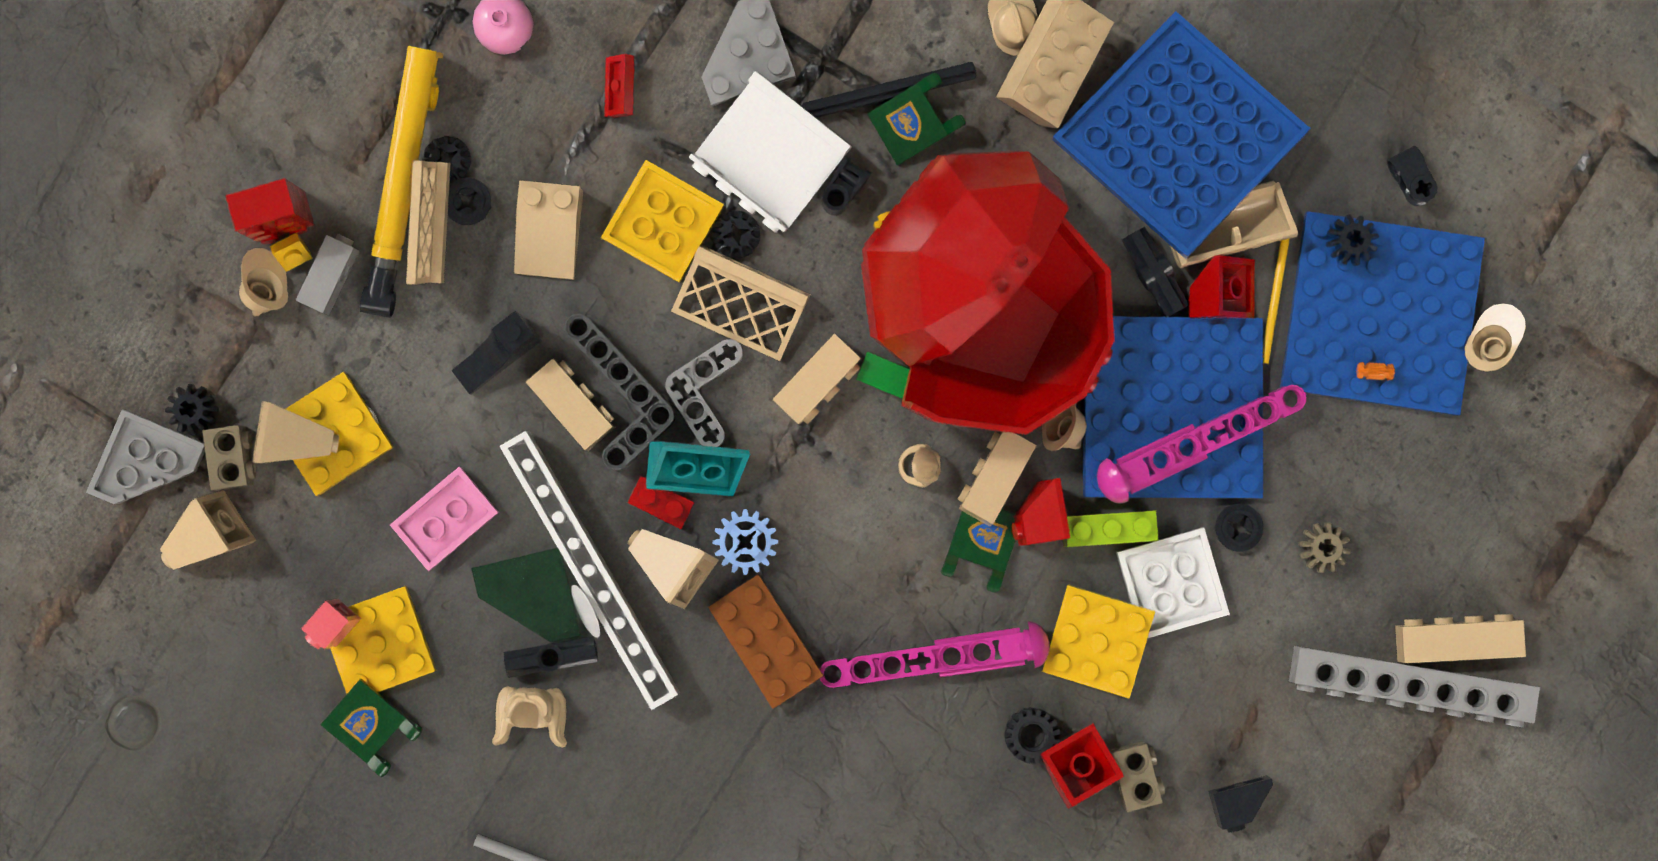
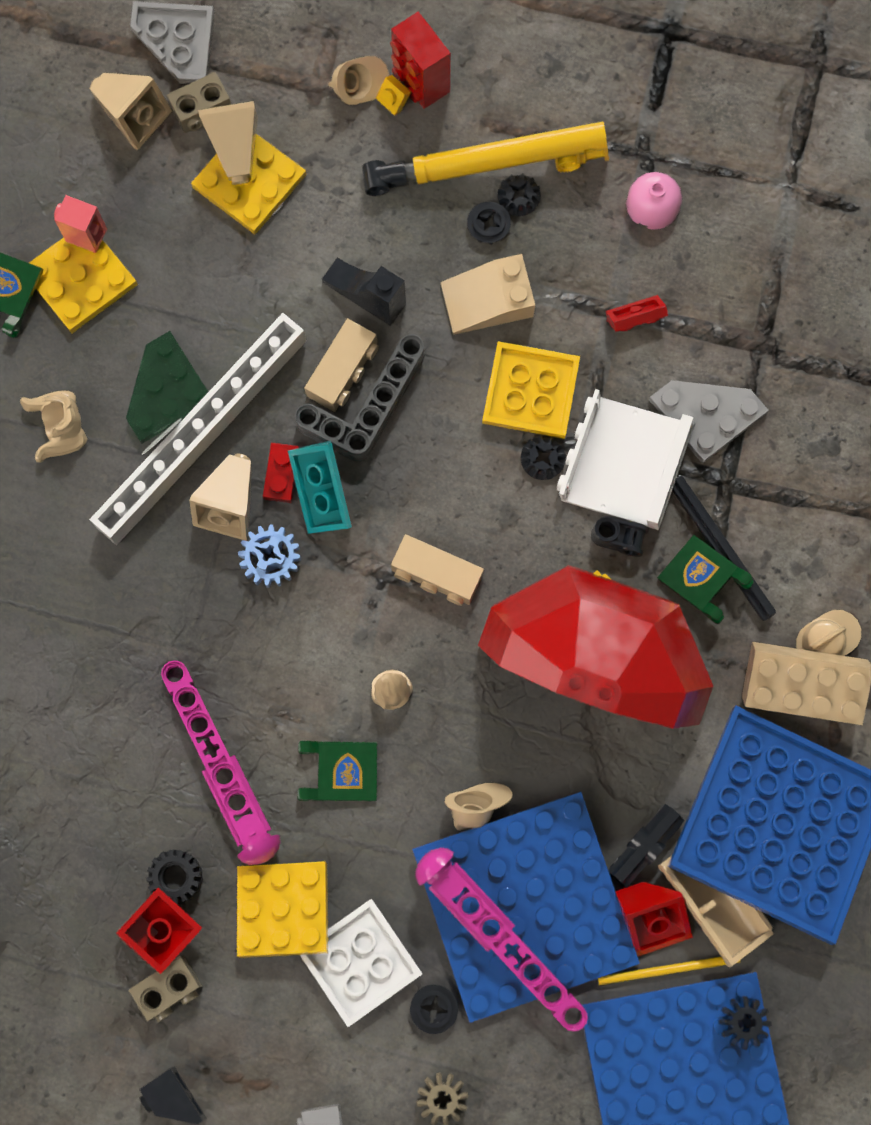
camera: 75 degrees right, 10 degrees down
(180, 407) = (231, 60): black gear -> none
(328, 274) = (384, 130): light grey brick -> none
(428, 222) = (452, 199): tan fence -> none
(444, 518) = (206, 294): bright pink plate -> none
(532, 661) = (104, 409): black piece -> none
(695, 382) = (398, 466): light grey beam -> none
(745, 277) = (507, 476): tan fence -> none
(766, 641) = (185, 604): dark orange plate -> none
(884, 374) = (462, 636): green slope -> none
(995, 476) = (404, 760): tan brick -> none
(1032, 354) = (530, 743): red windscreen -> none
(1042, 515) = (380, 813): red slope -> none
(1112, 528) = (391, 883): lime brick -> none
(1375, 371) = (628, 1090): orange piece -> none
(1412, 172) = (832, 1060): black piece -> none

